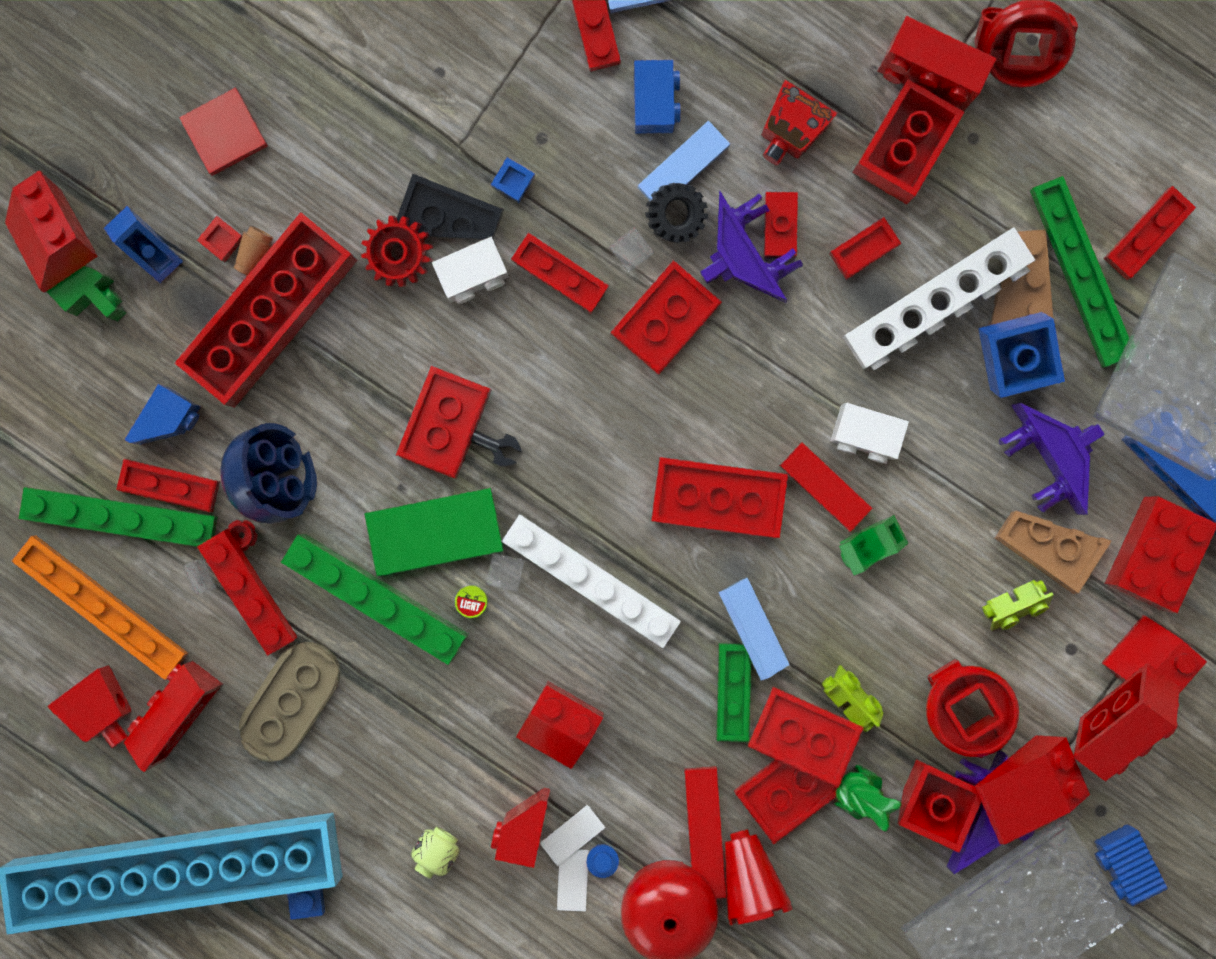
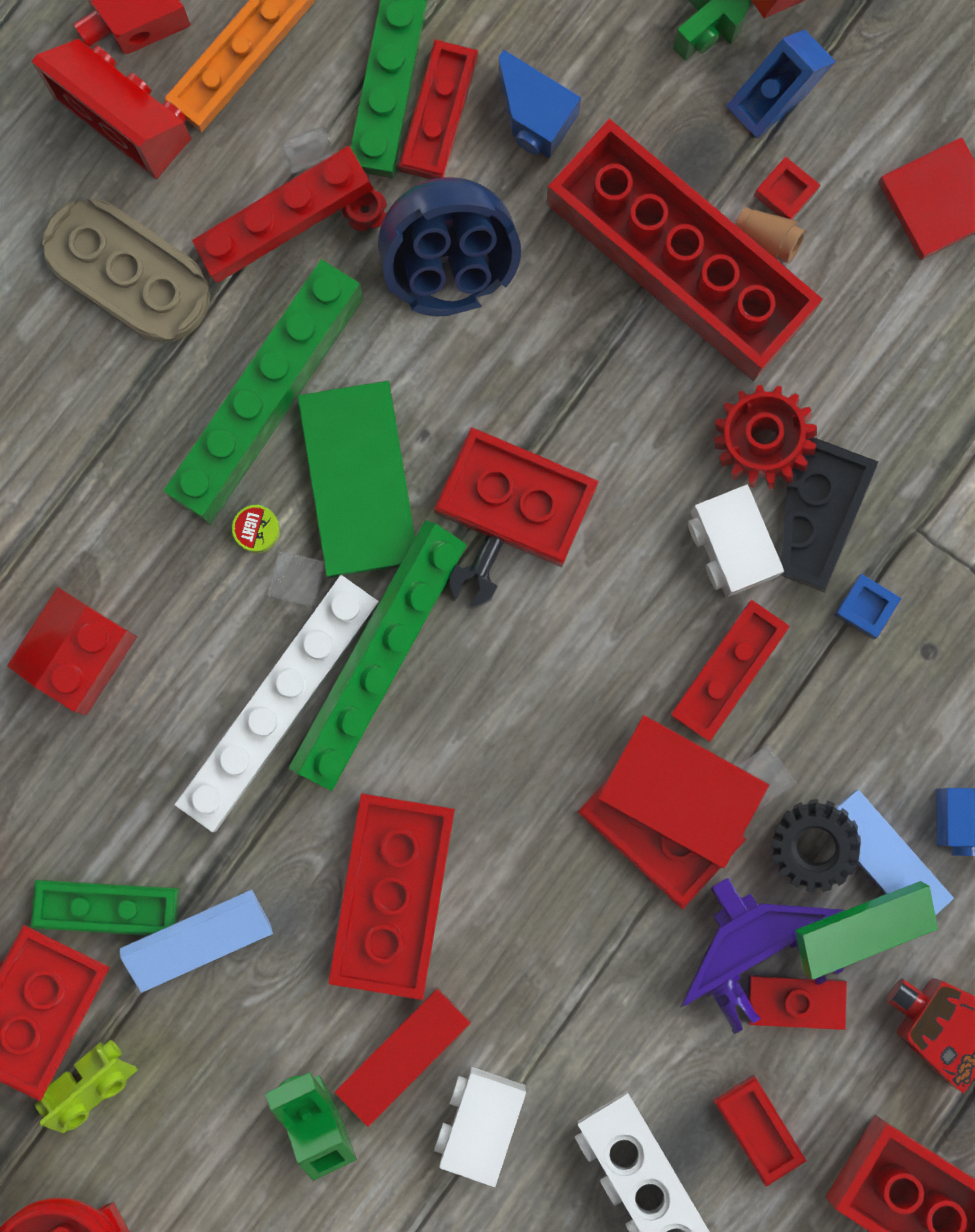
camera: 90 degrees right, 5 degrees down
(556, 512) = (378, 655): none -> green plate
(643, 302) = (683, 791): none -> red tile
(732, 178) = (866, 930): none -> tile

